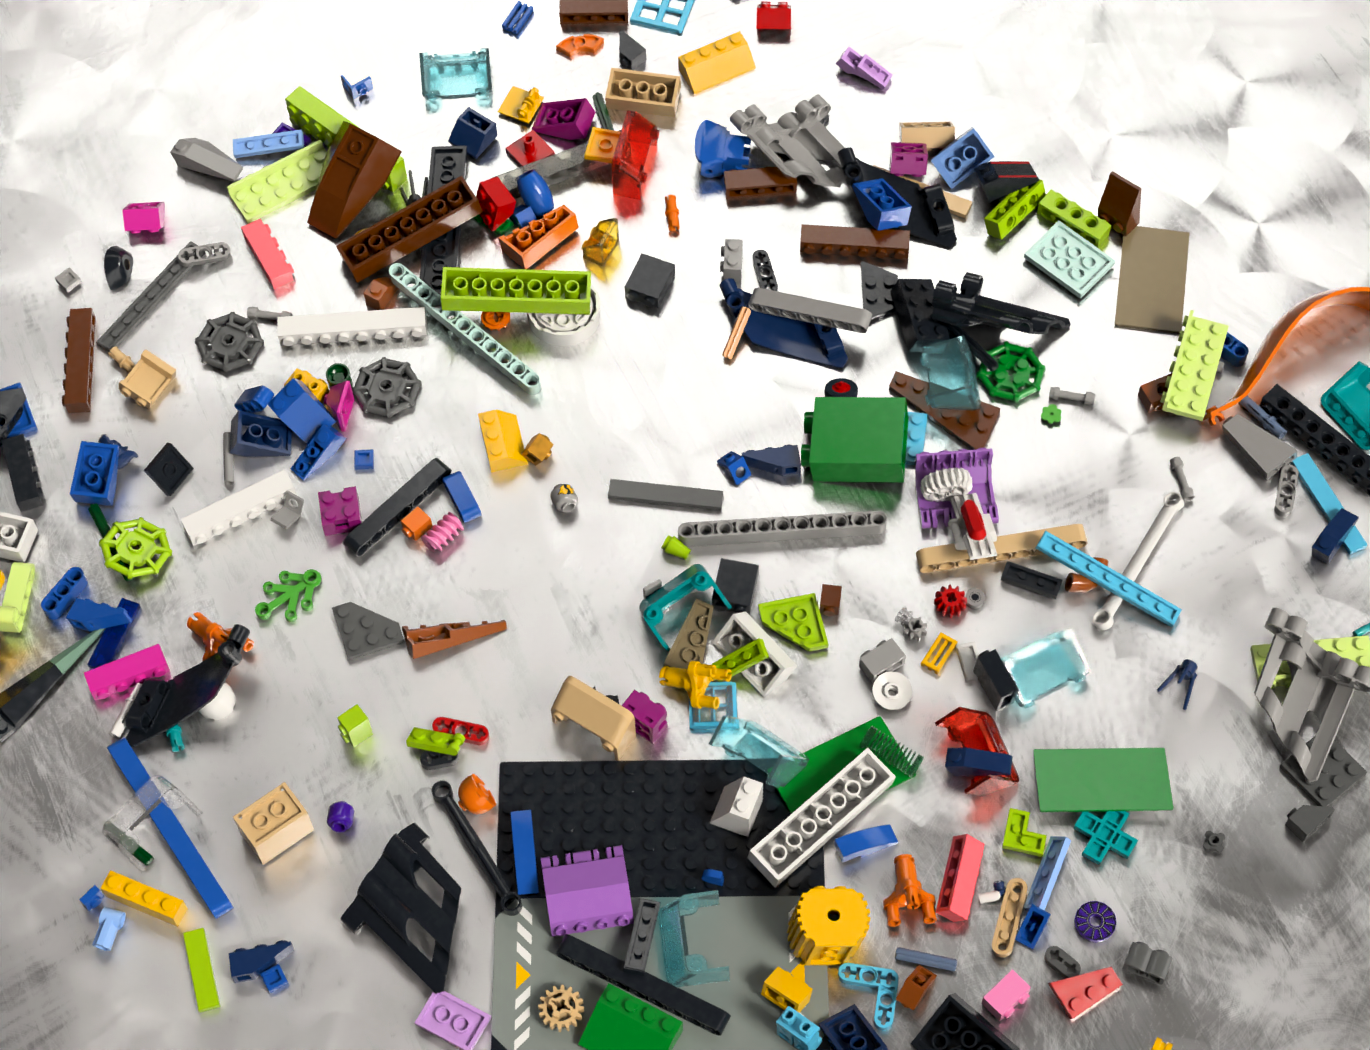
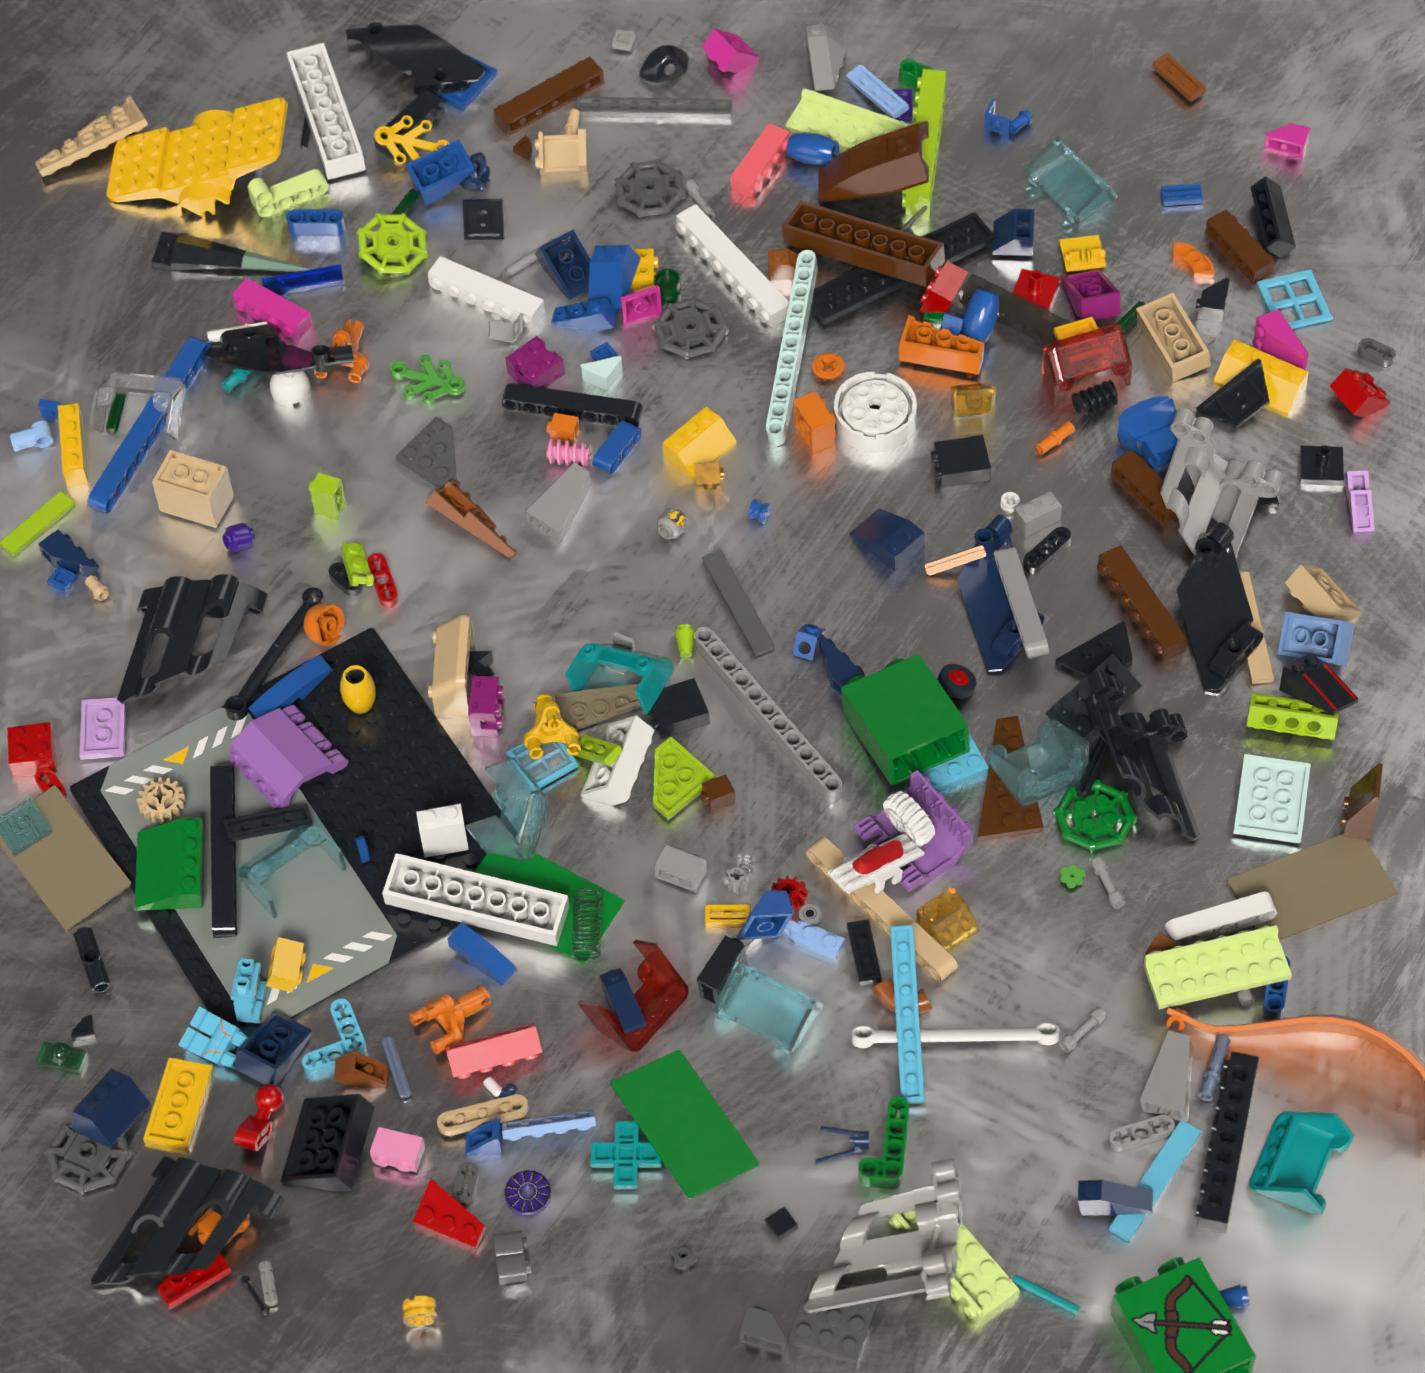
camera: 60 degrees right, 5 degrees down
(44, 481) = (407, 141): none -> yellow plant
(94, 616) = (308, 254): blue slope -> none
(114, 406) = (523, 148): none -> reddish brown tile
(217, 257) = (725, 124): light grey beam -> none
(254, 399) = (595, 236): blue beam -> none
(272, 111) = (910, 71): none -> green piece
(288, 213) = (812, 148): none -> blue piece
(305, 954) = (99, 591): none -> tan pin
(369, 70) = (1022, 119): none -> blue pin
(383, 469) = (602, 372): none -> light aqua slope
(487, 566) = (560, 503): none -> light grey slope
(516, 290) = (851, 356): lime brick -> none
(547, 352) = (814, 422): none -> orange brick
(568, 799) = (357, 689): none -> yellow piece
(595, 434) = (759, 511): none -> blue wheel
(659, 168) = (1095, 397): none -> black piece
(681, 364) = (889, 538): none -> dark blue slope
(701, 30) = (1278, 339): none -> dark pink slope
(703, 276) = (1006, 497): none -> white bush
(726, 84) = (1238, 398): none -> black wing
(814, 73) = (1321, 465): none -> black tile
(826, 941) = (366, 975): yellow piece -> none
(882, 204) = (1194, 595): blue slope -> none
(896, 682) = (651, 886): white dish -> none
(908, 159) = (1272, 591): magenta piece -> none
(966, 623) = (767, 917): none -> blue slope
(996, 606) = (814, 938): none -> light blue hinge
(1018, 838) = (572, 1080): lime plate -> none
(1041, 509) = (947, 919): none -> clear yellow slope
(1057, 207) = (1320, 807): lime brick -> none
(1149, 344) = (1221, 919): none -> white beam
(1201, 651) = (892, 1142): none -> green beam
(1223, 760) = (781, 1223): none -> black tile

